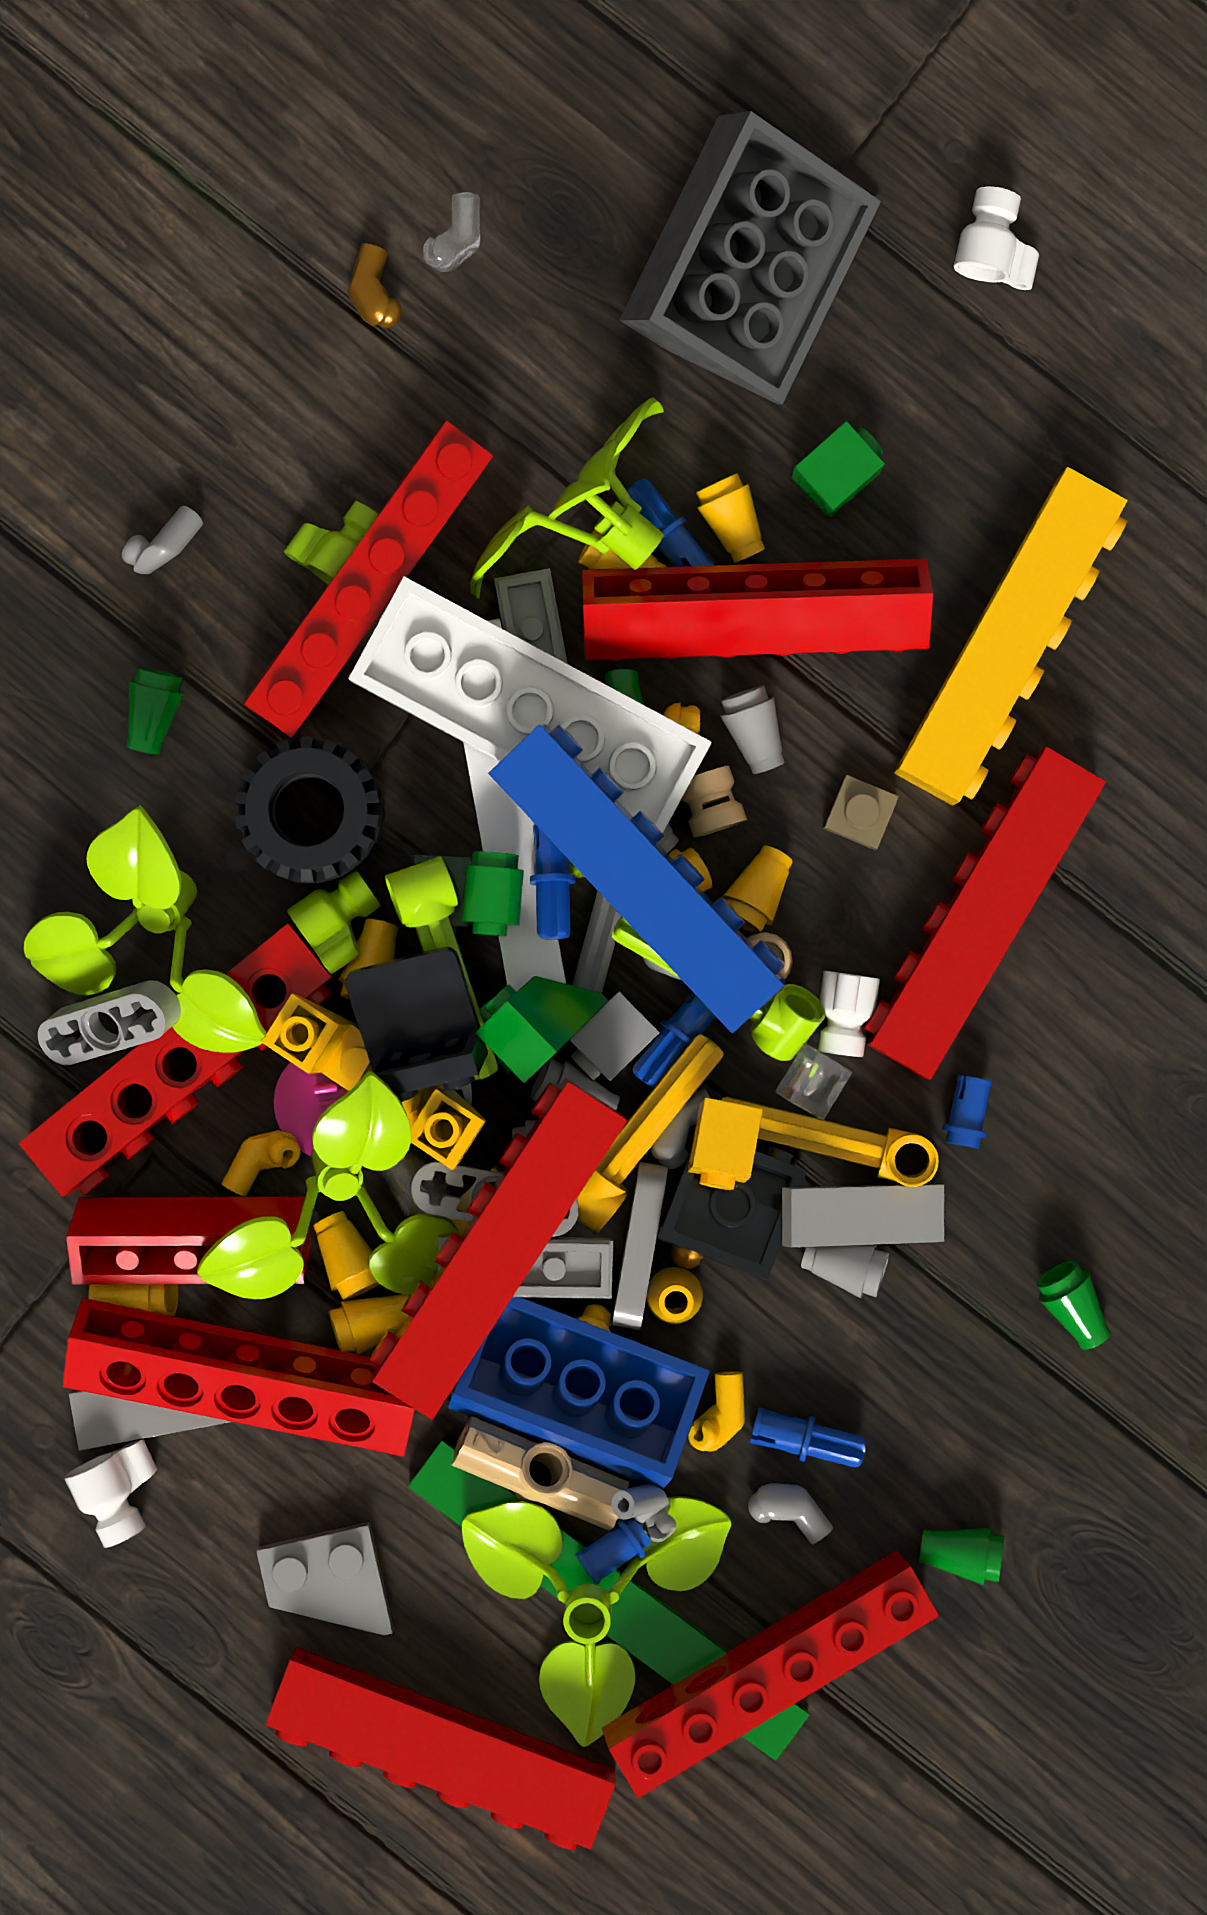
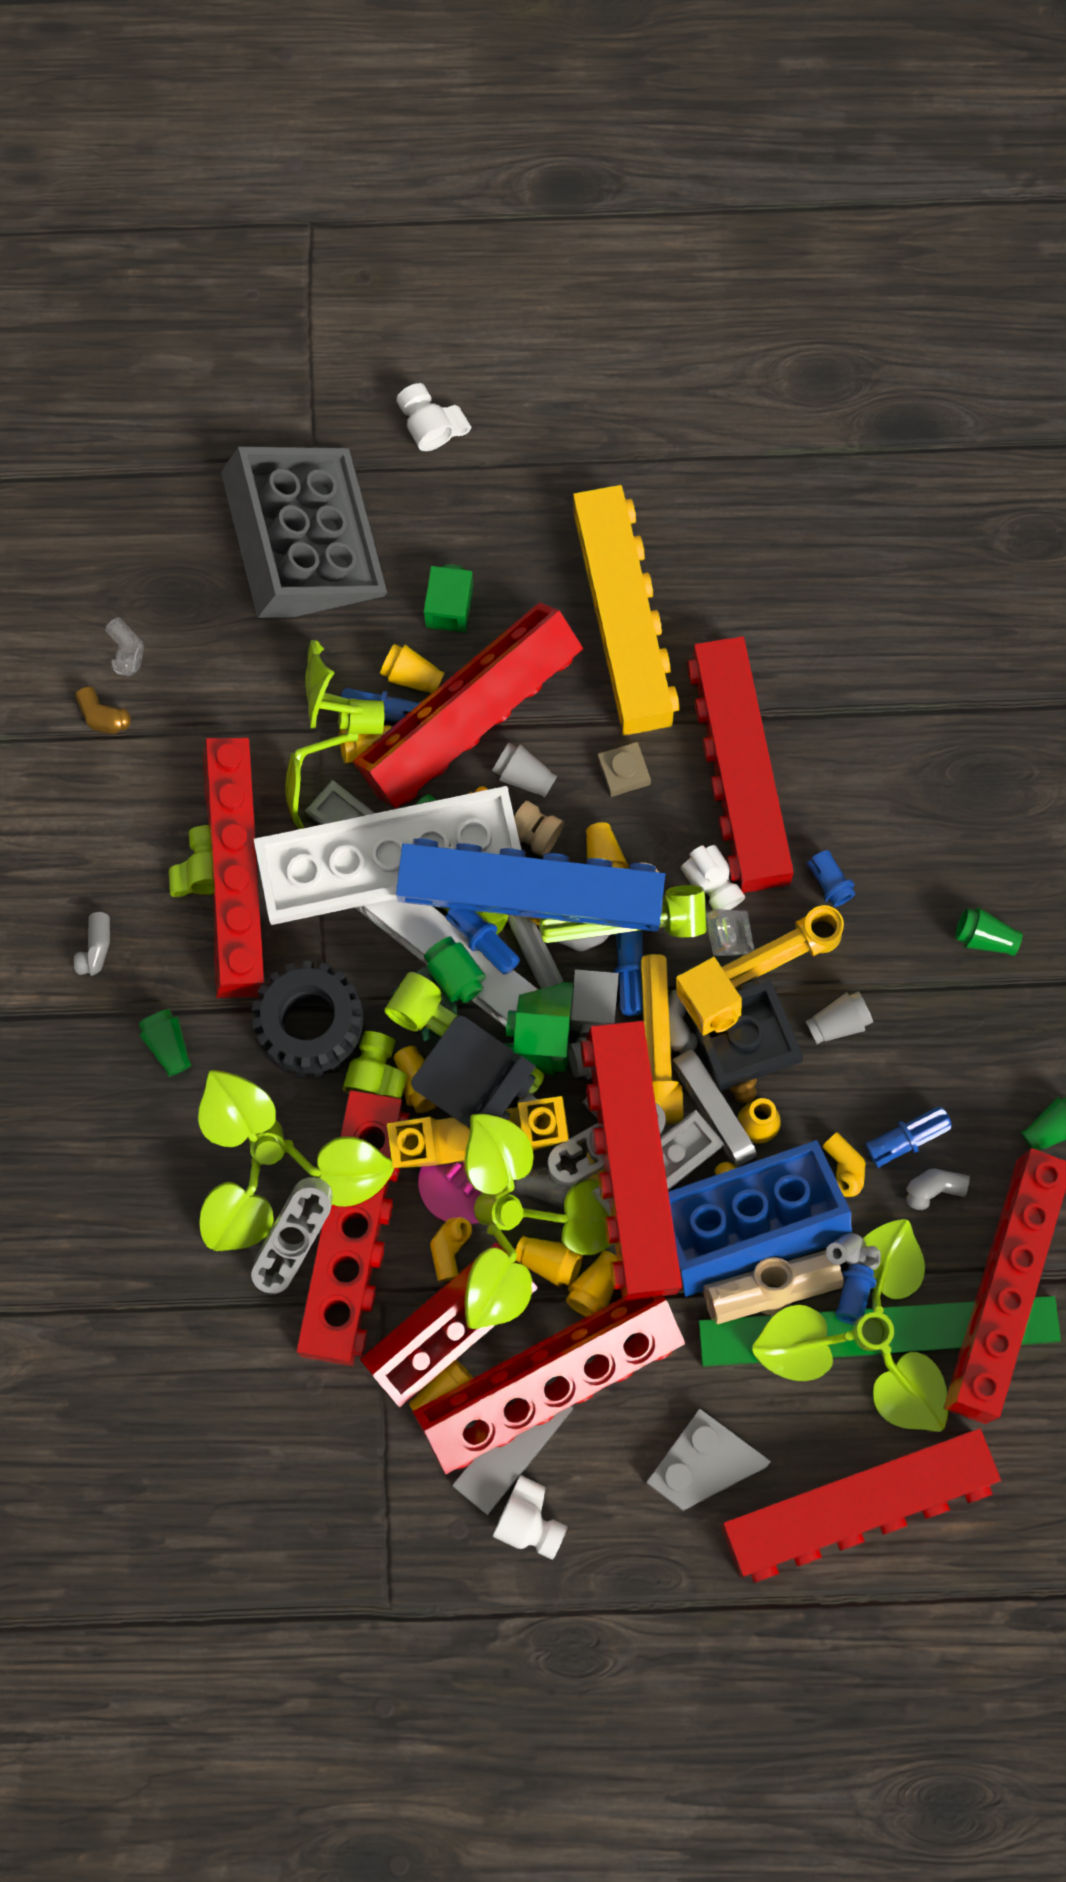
camera: 35 degrees left, 15 degrees down
(862, 1215) = (823, 979): light grey tile -> none

